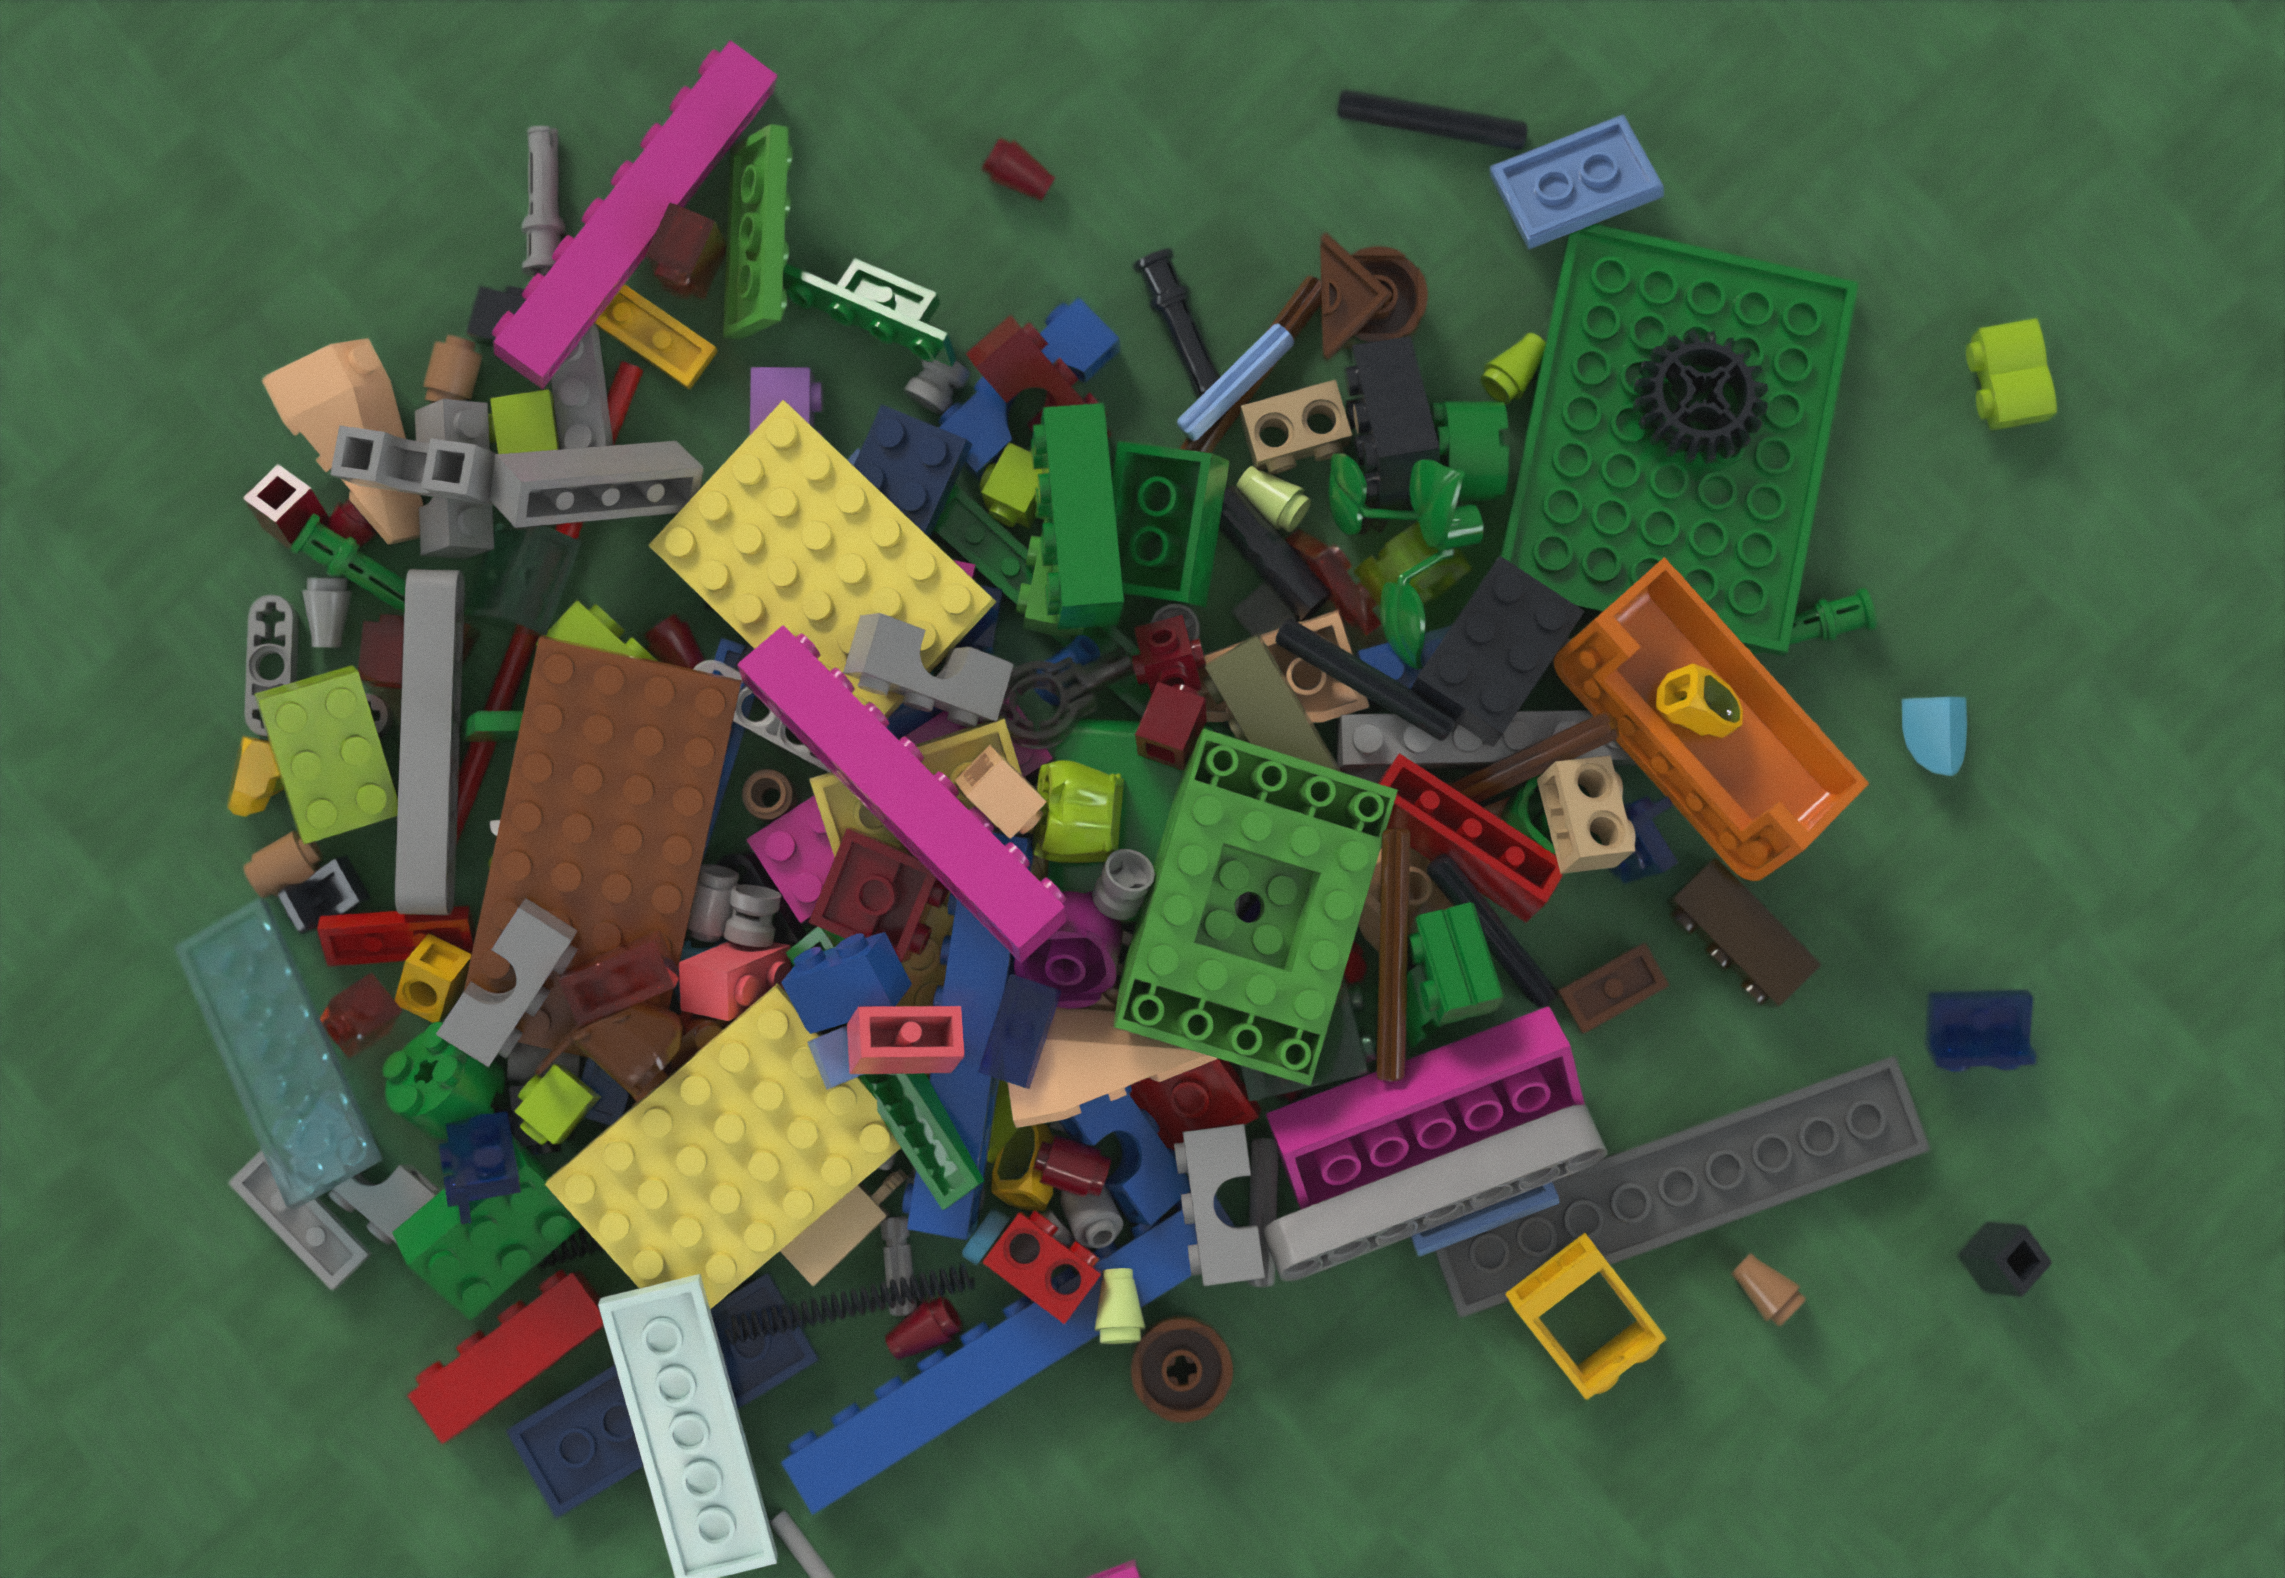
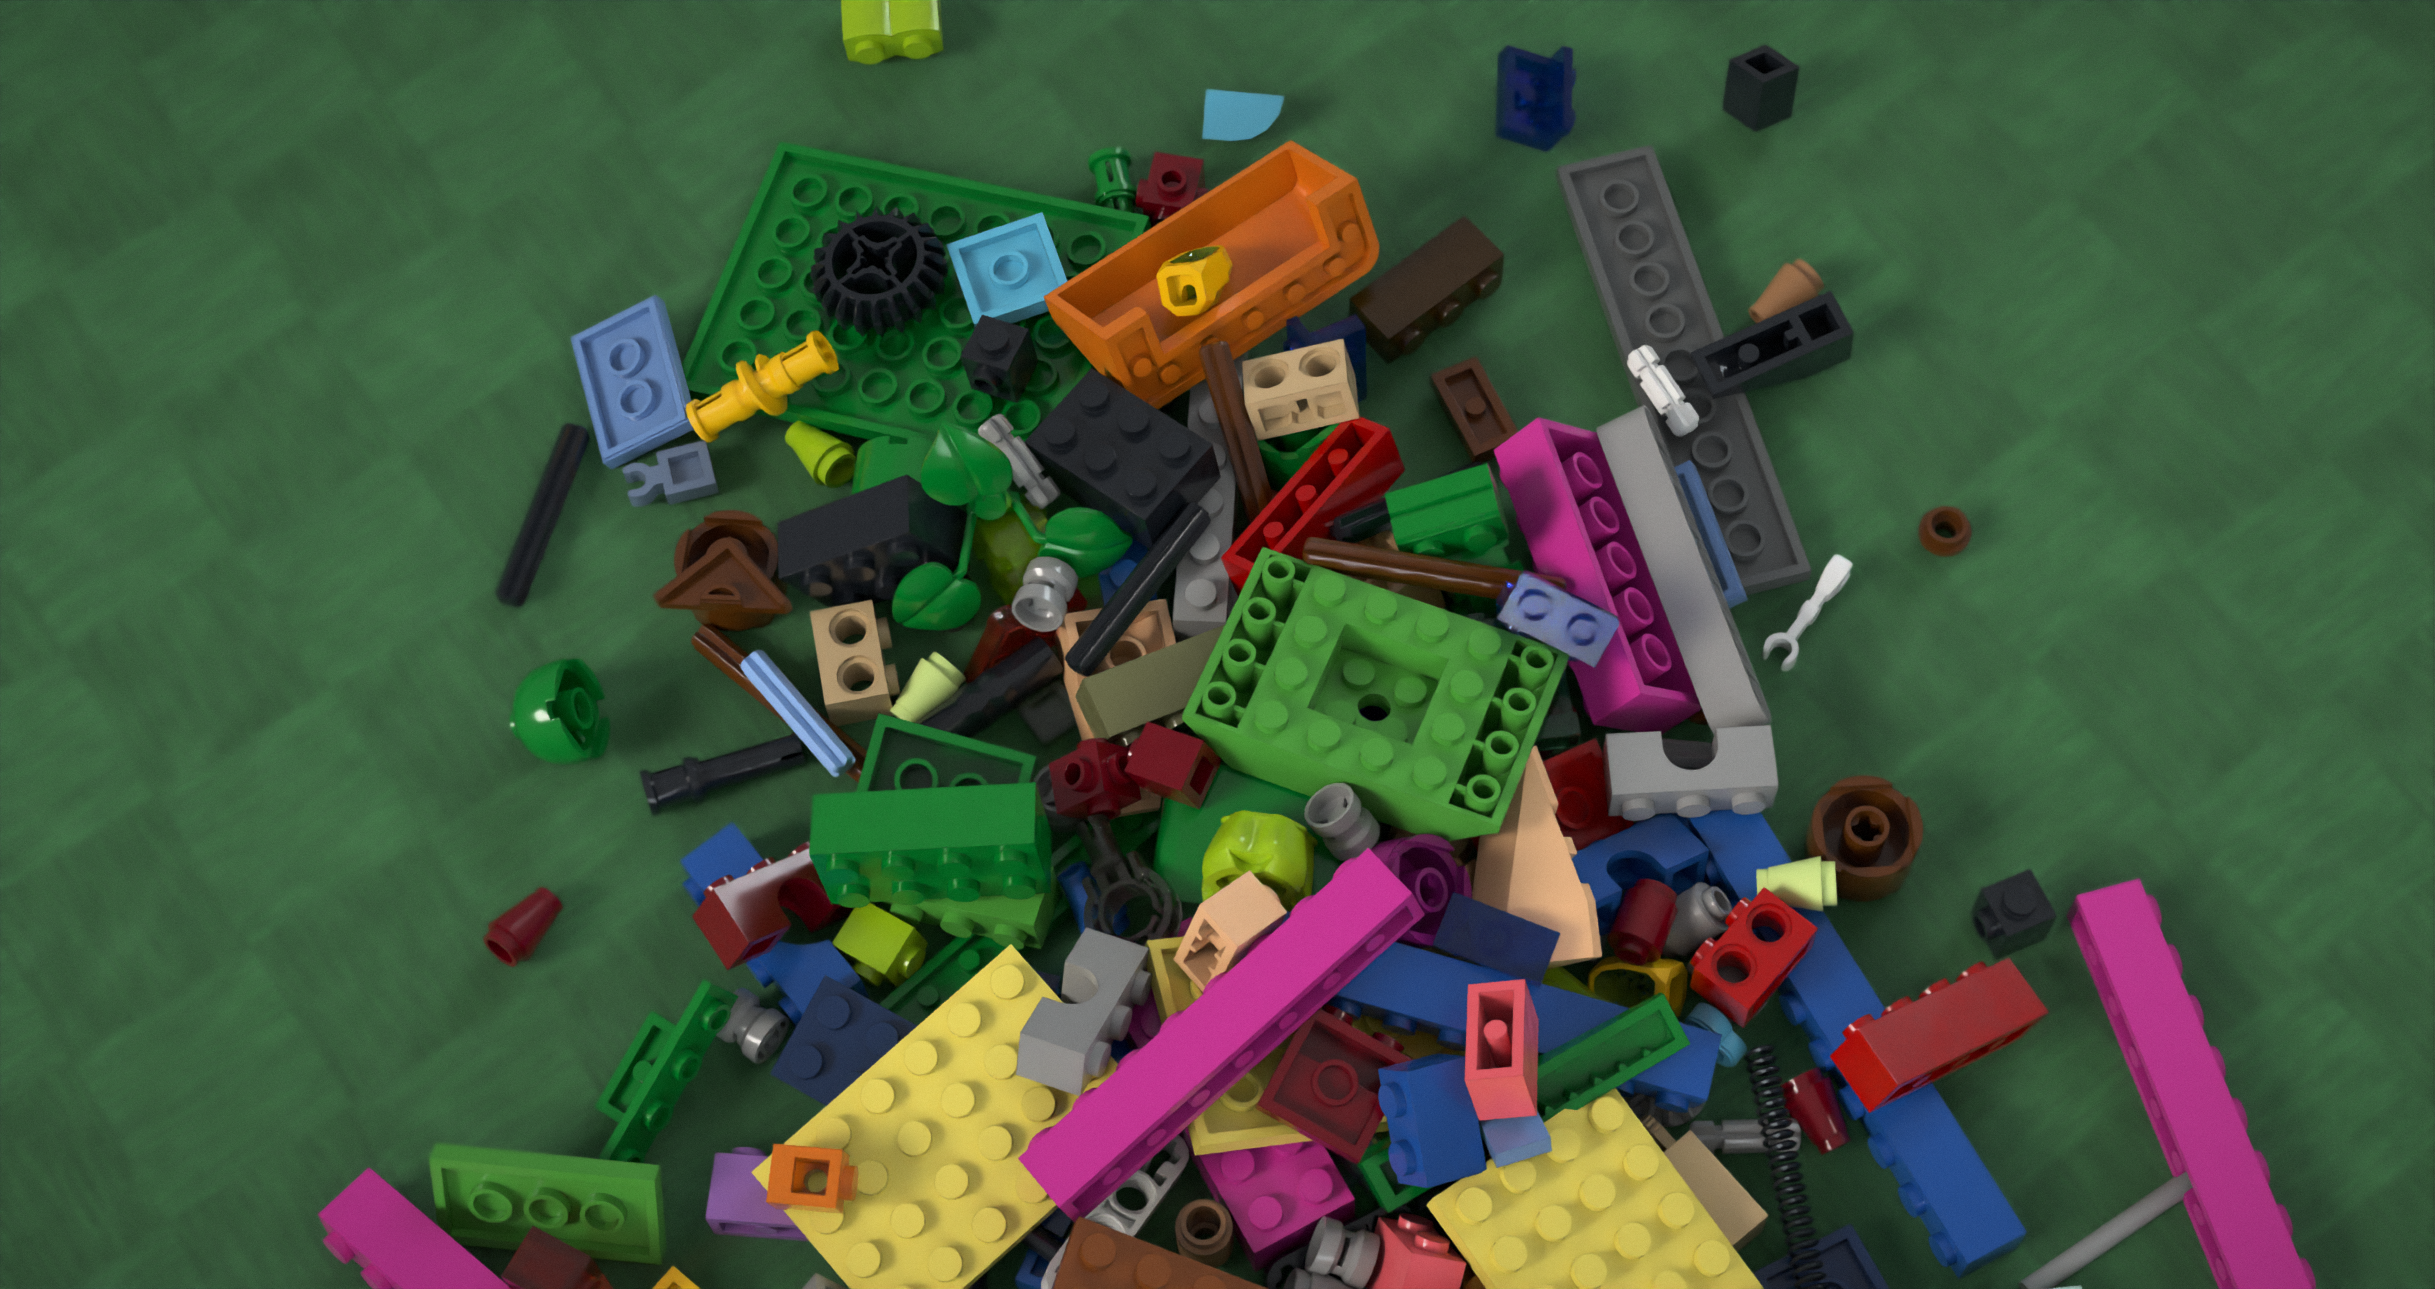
camera: 80 degrees left, 20 degrees down
(753, 438) = (794, 1166): none -> orange brick
(985, 1437) = (1937, 1033): none -> red brick
(1118, 1506) = (2012, 914): none -> black brick
(1219, 169) = (559, 713): none -> green cylinder
(1338, 1068) = (1556, 617): none -> clear blue bracket
(1352, 593) = (1044, 596): none -> light grey wheel
(1451, 1335) = (1830, 583): none -> white piece
(1481, 240) = (681, 474): none -> sand blue plate
(1481, 553) = (1024, 464): none -> light grey axle
(1531, 1456) = (1948, 519): none -> reddish brown plate
(1558, 1279) = (1781, 472): yellow window -> none
(1564, 302) = (762, 388): none -> yellow piece
(1601, 522) = (999, 358): none -> black brick
(1639, 1169) = (1663, 390): none -> white axle
(1693, 1276) = (1777, 349): none -> black slope
(1706, 522) = (1008, 270): none -> medium azure plate
(1842, 671) = (1171, 186): none -> dark red brick

